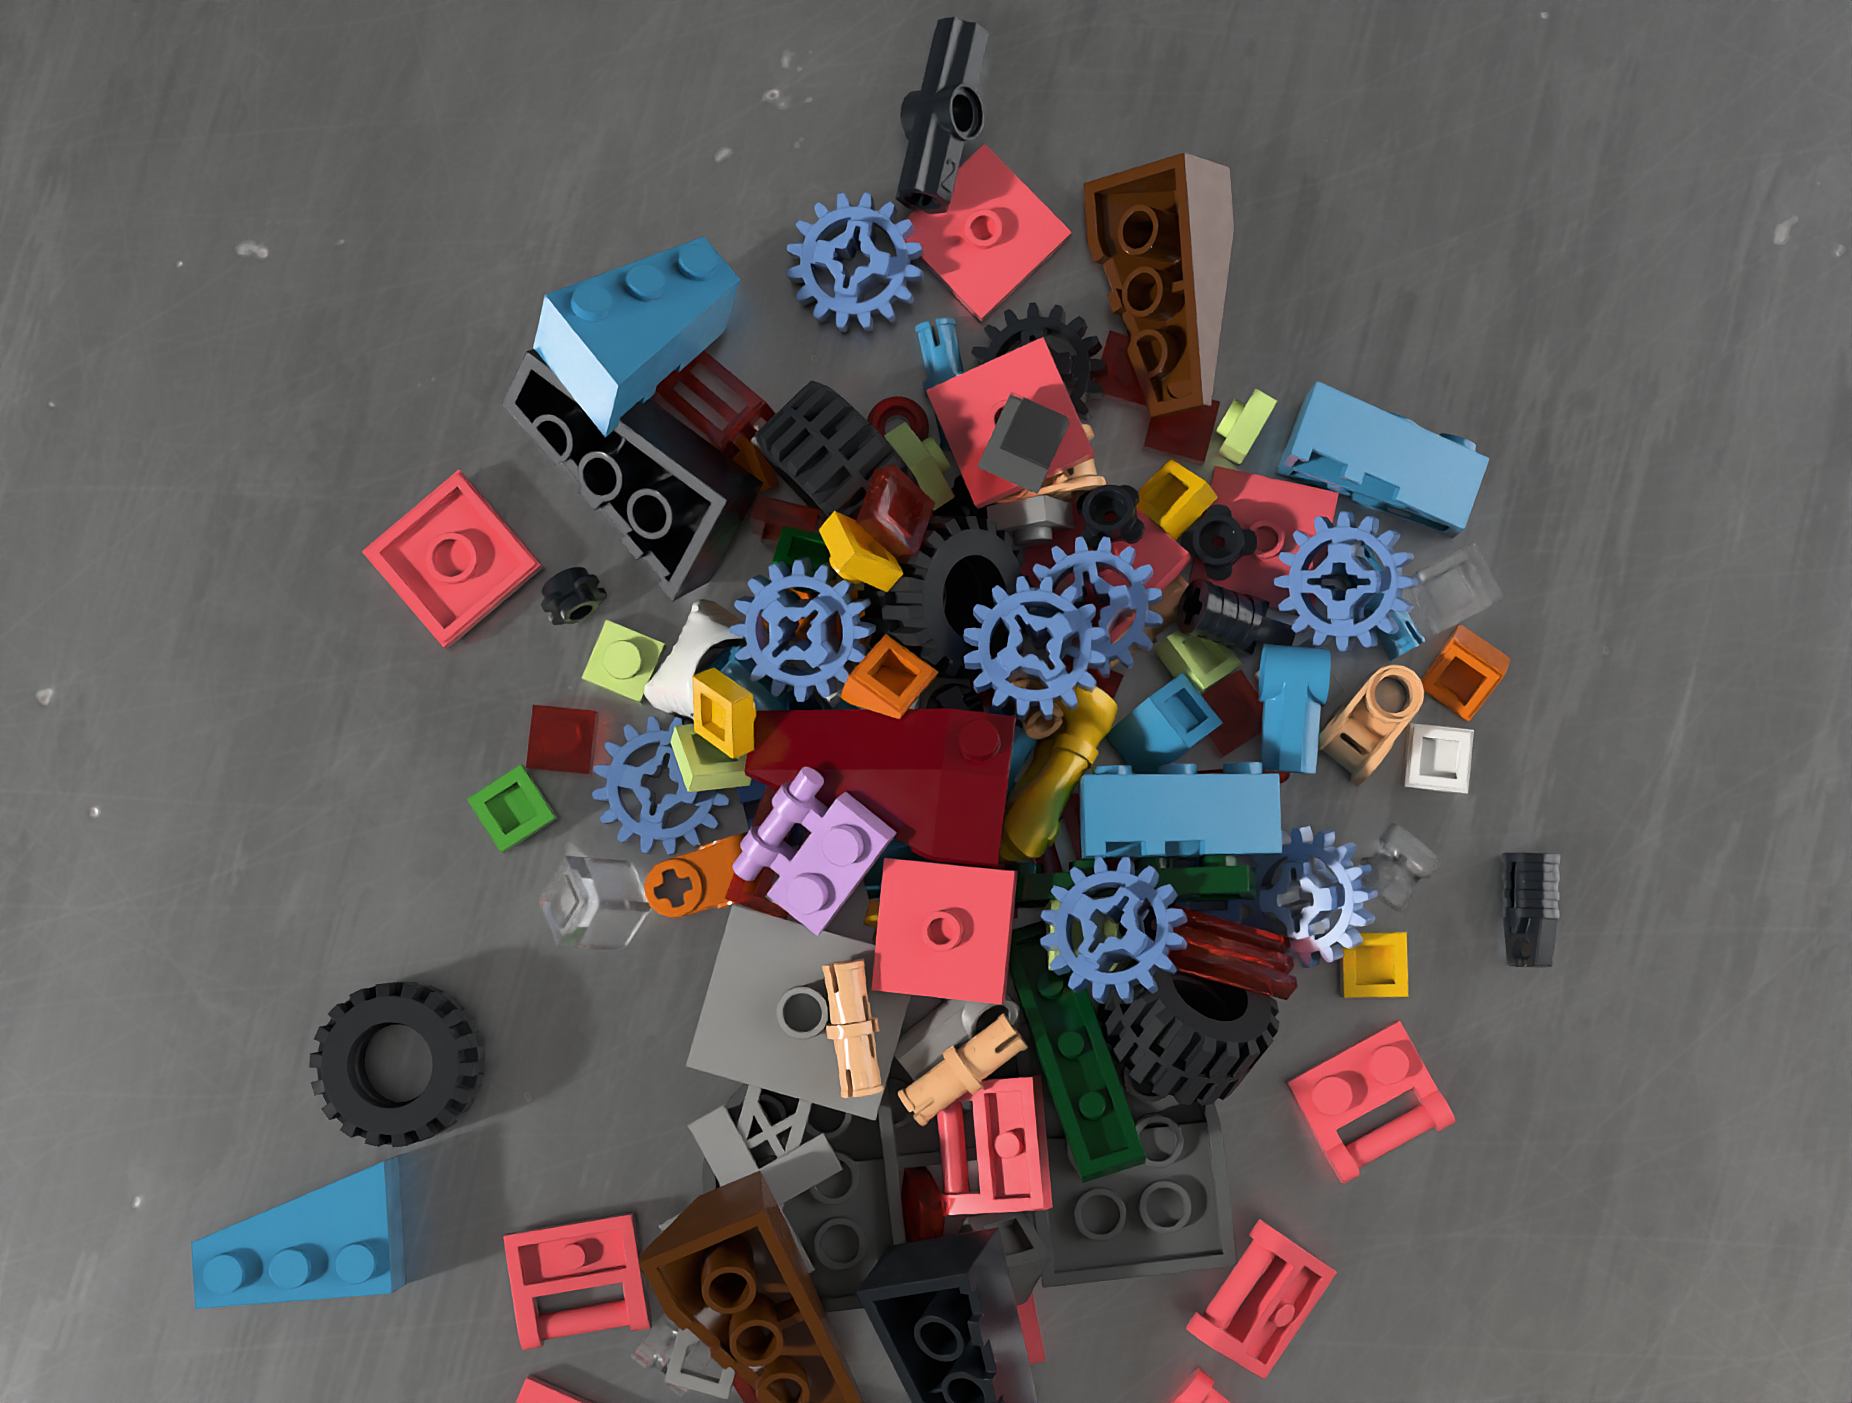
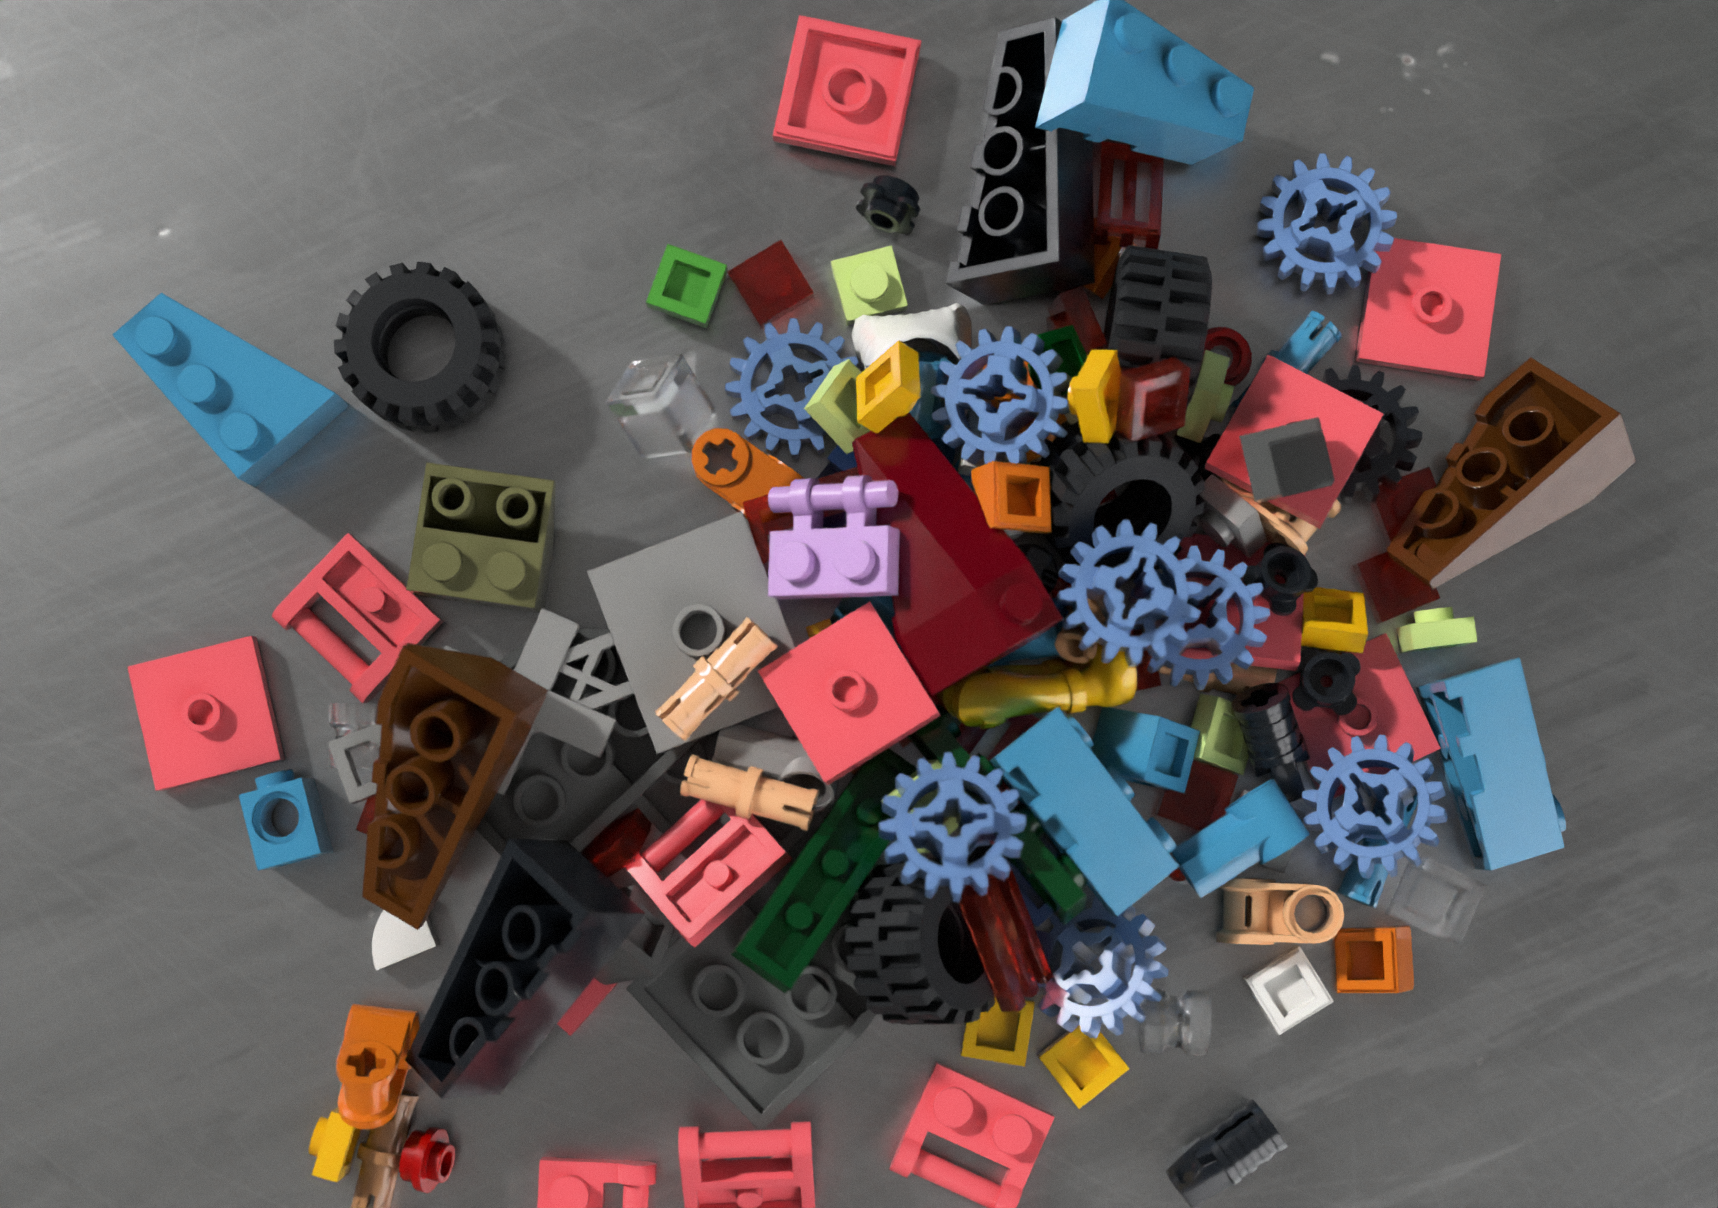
camera: 50 degrees right, 0 degrees up
(592, 1128) = (483, 538): none -> olive slope
(942, 115) = (1497, 202): black piece -> none
(1303, 1015) = (999, 1035): none -> yellow plate

